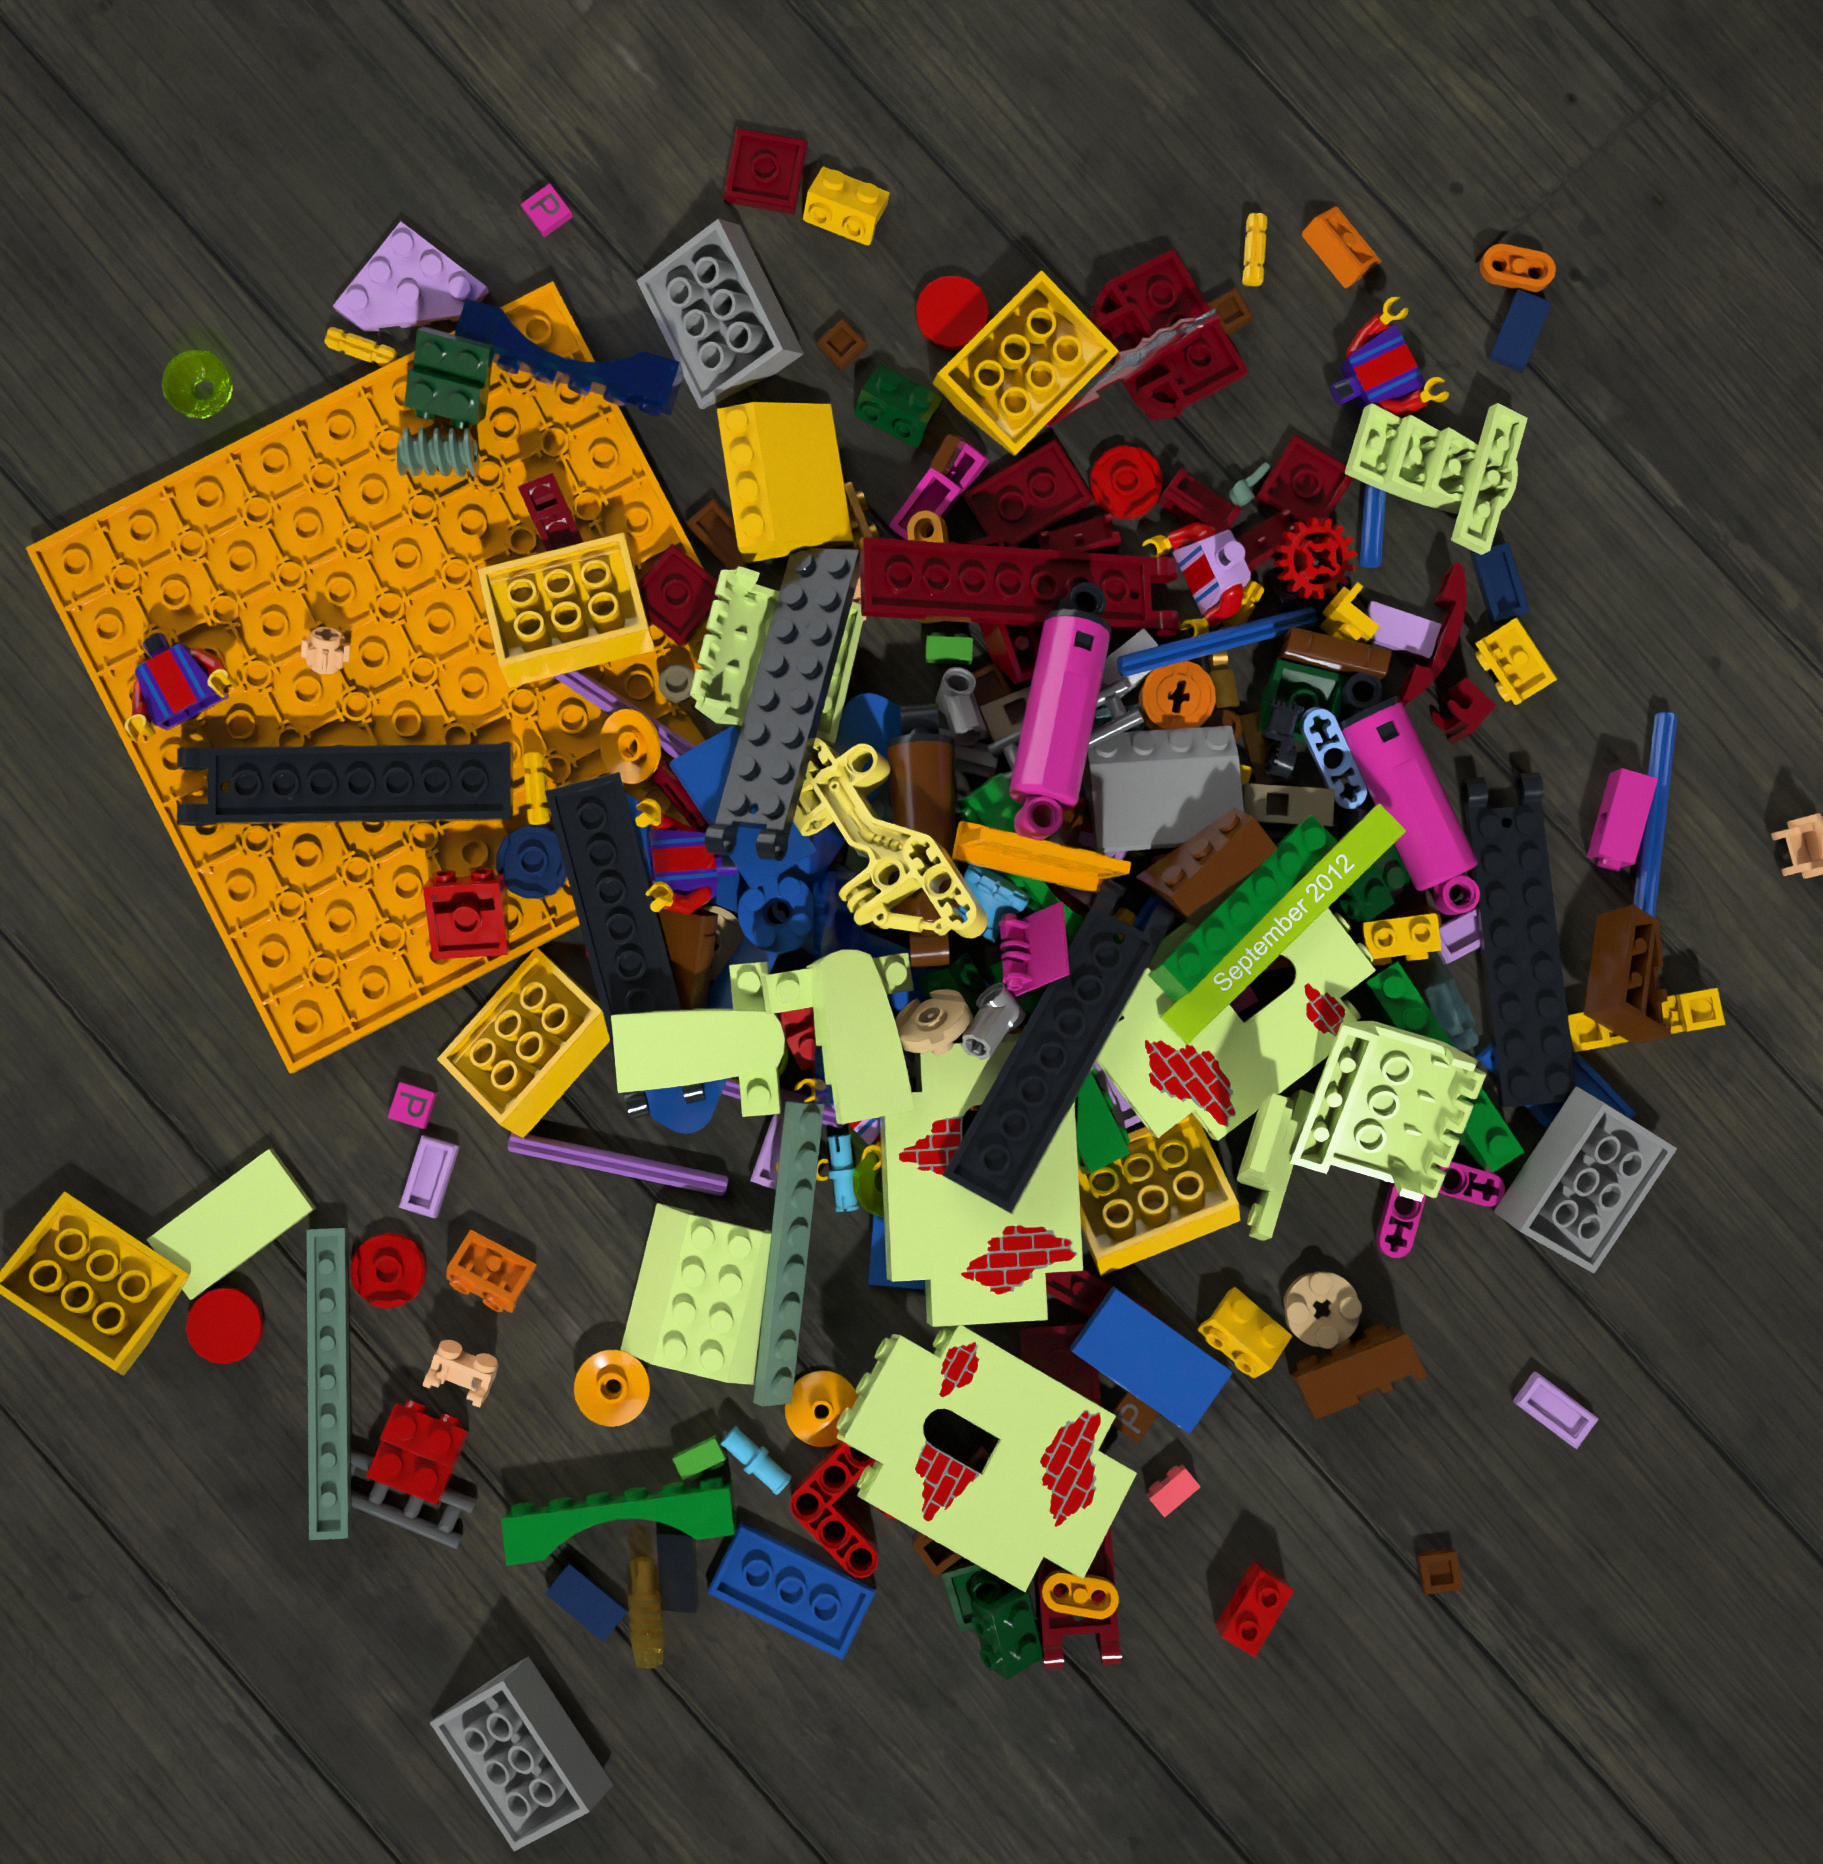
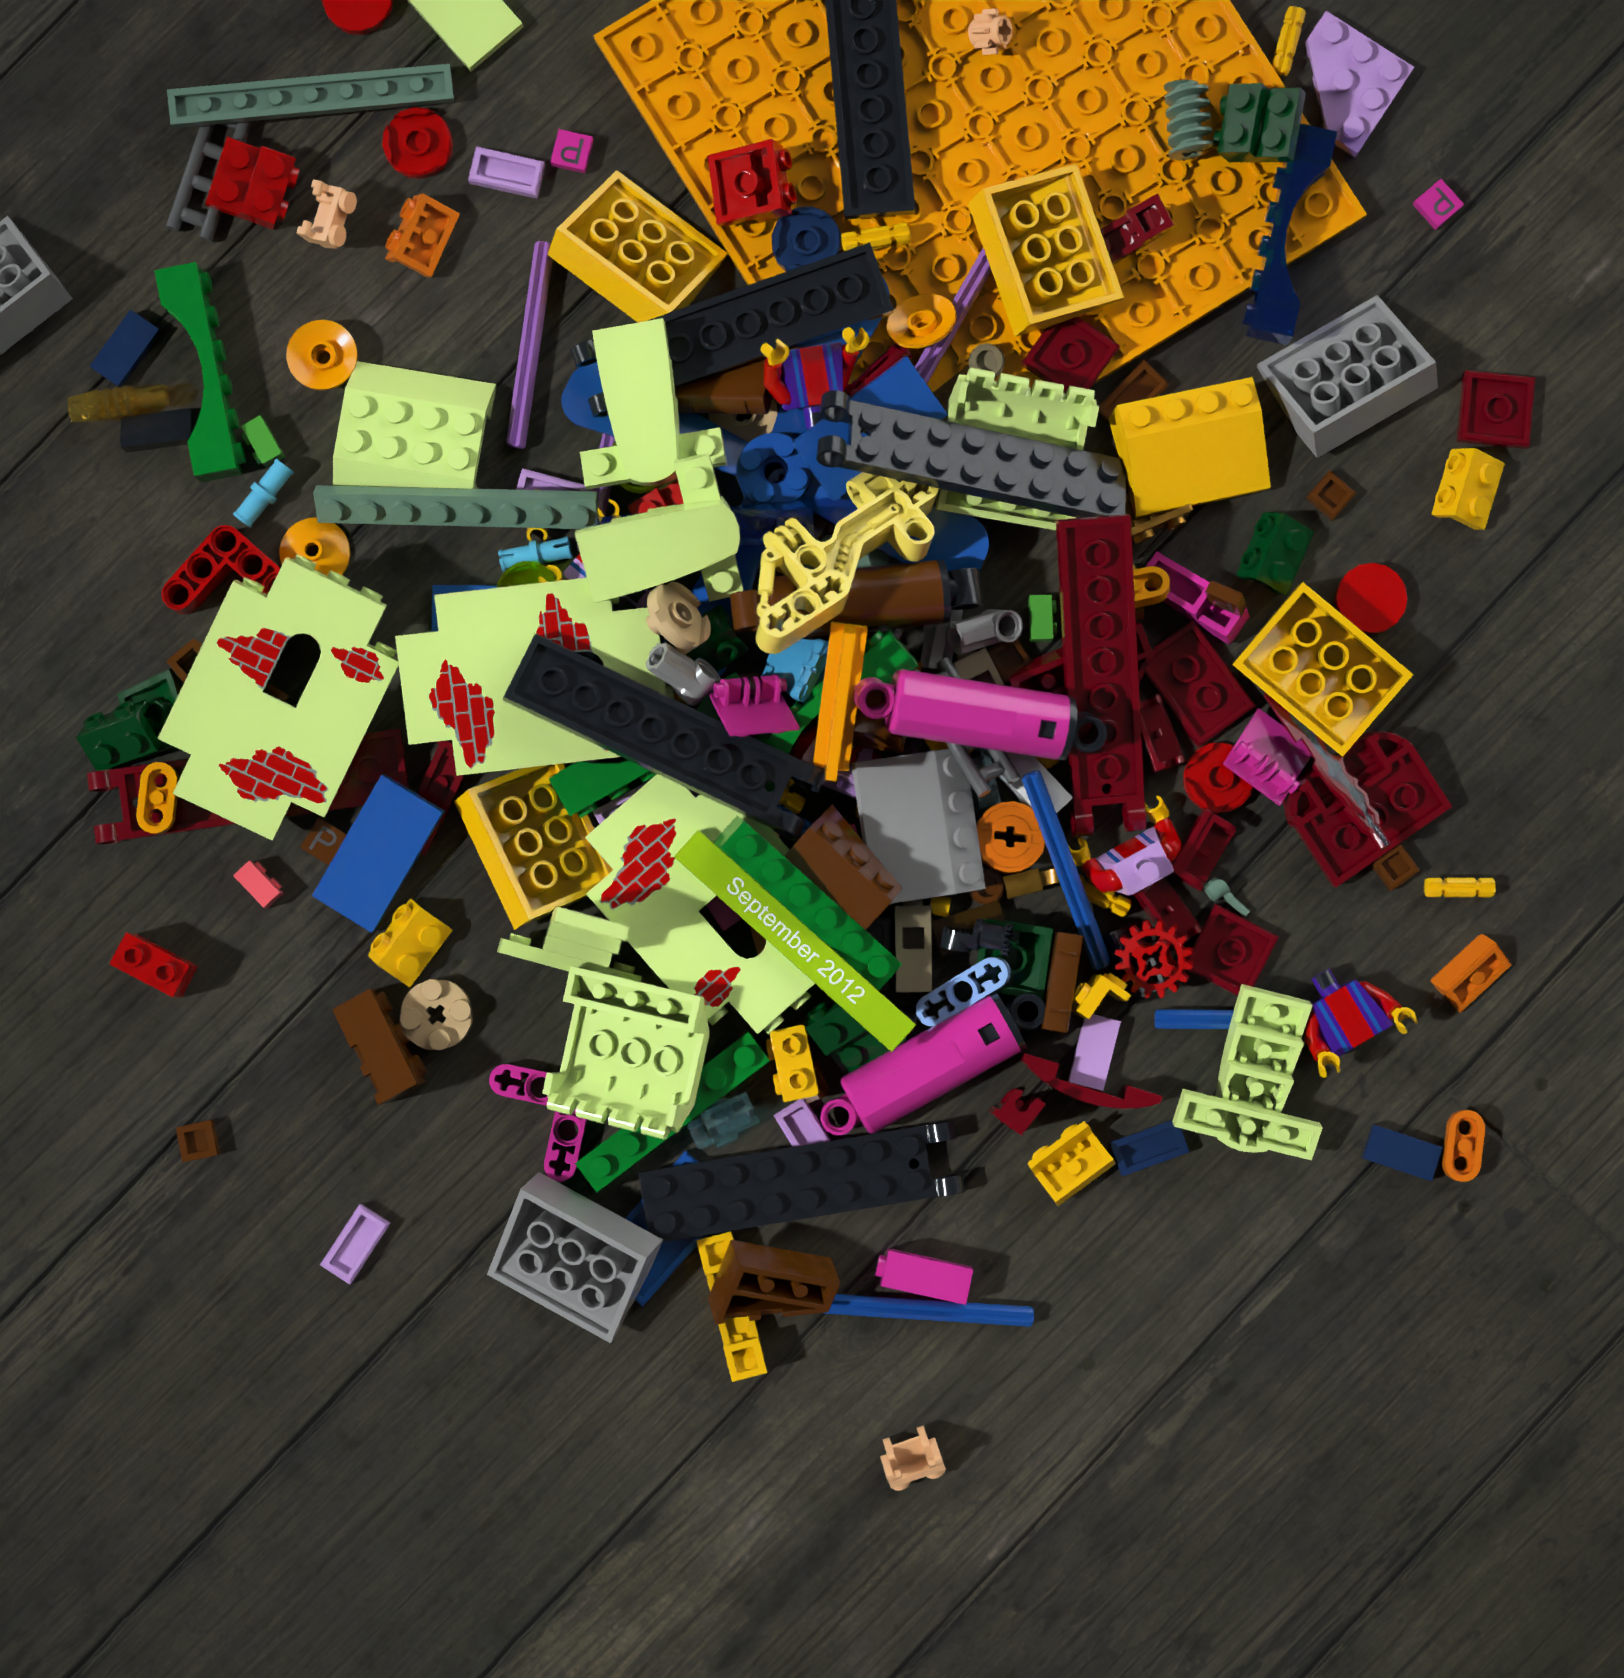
camera: 90 degrees right, 0 degrees up
(792, 1590) = (146, 536): blue tile -> none
(1111, 428) = (1268, 757): none -> dark pink hinge

